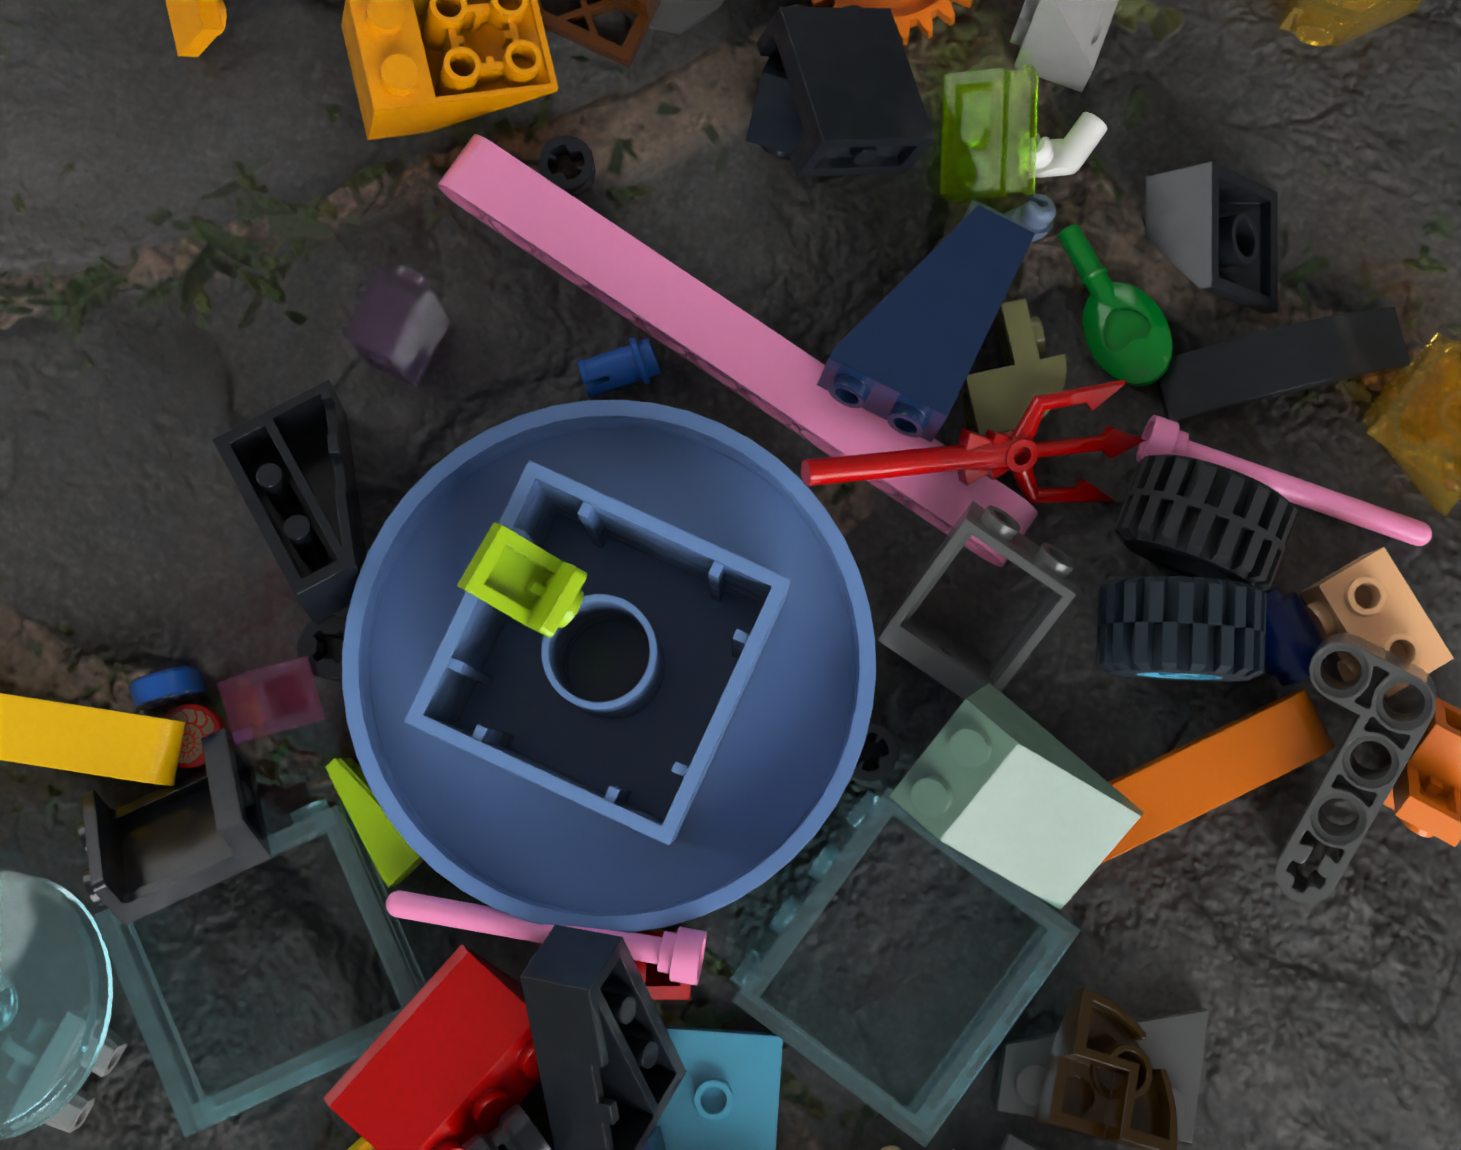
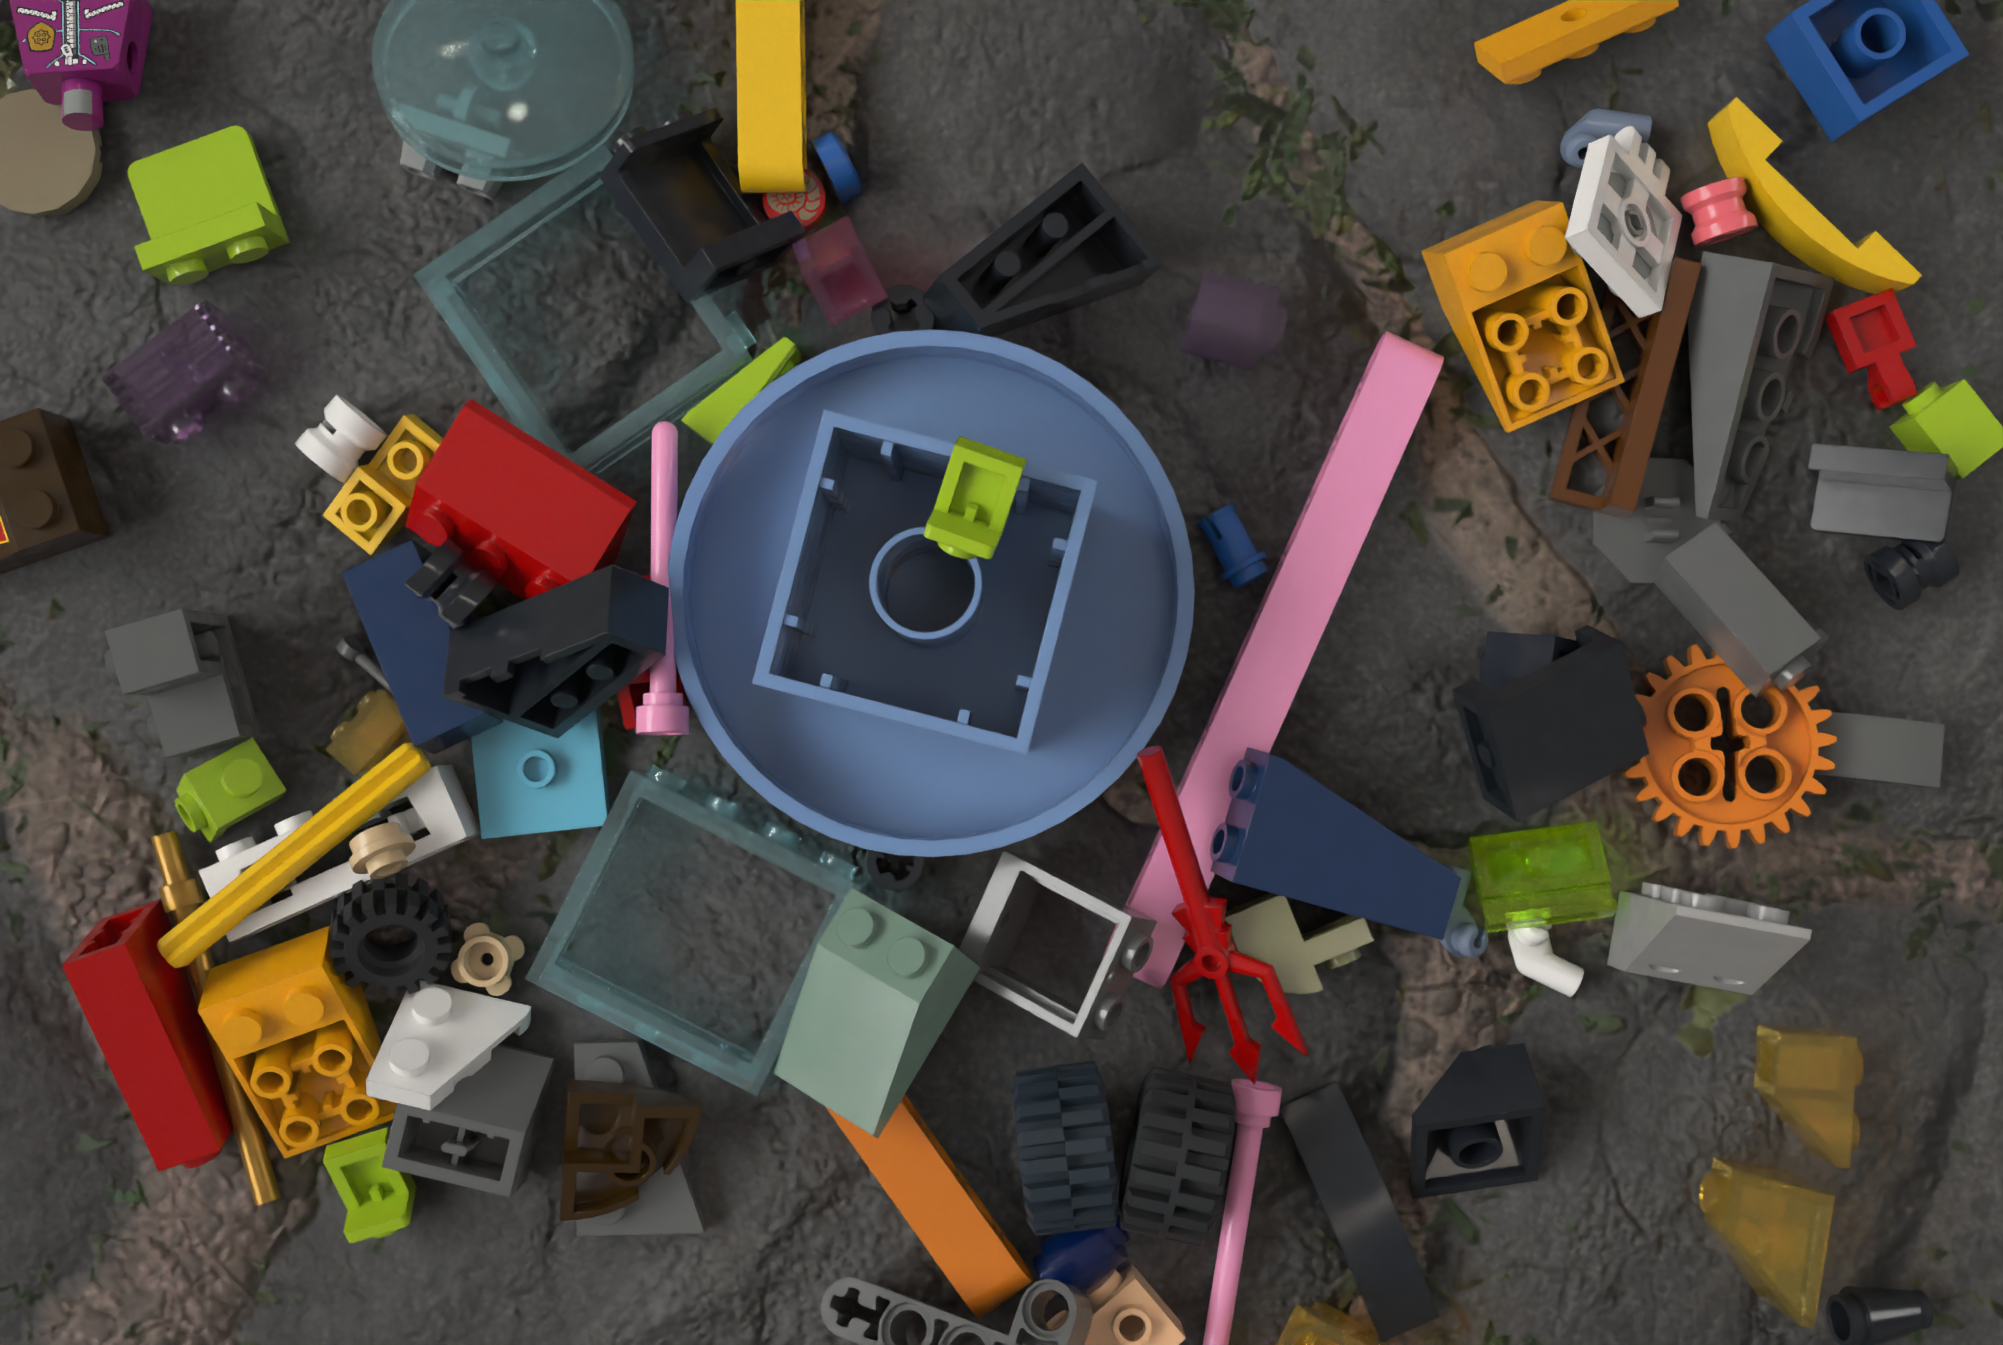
camera: 80 degrees right, 5 degrees up
(576, 151) = (1448, 462): black bush -> none
(1118, 320) = (1373, 1040): green piece -> none

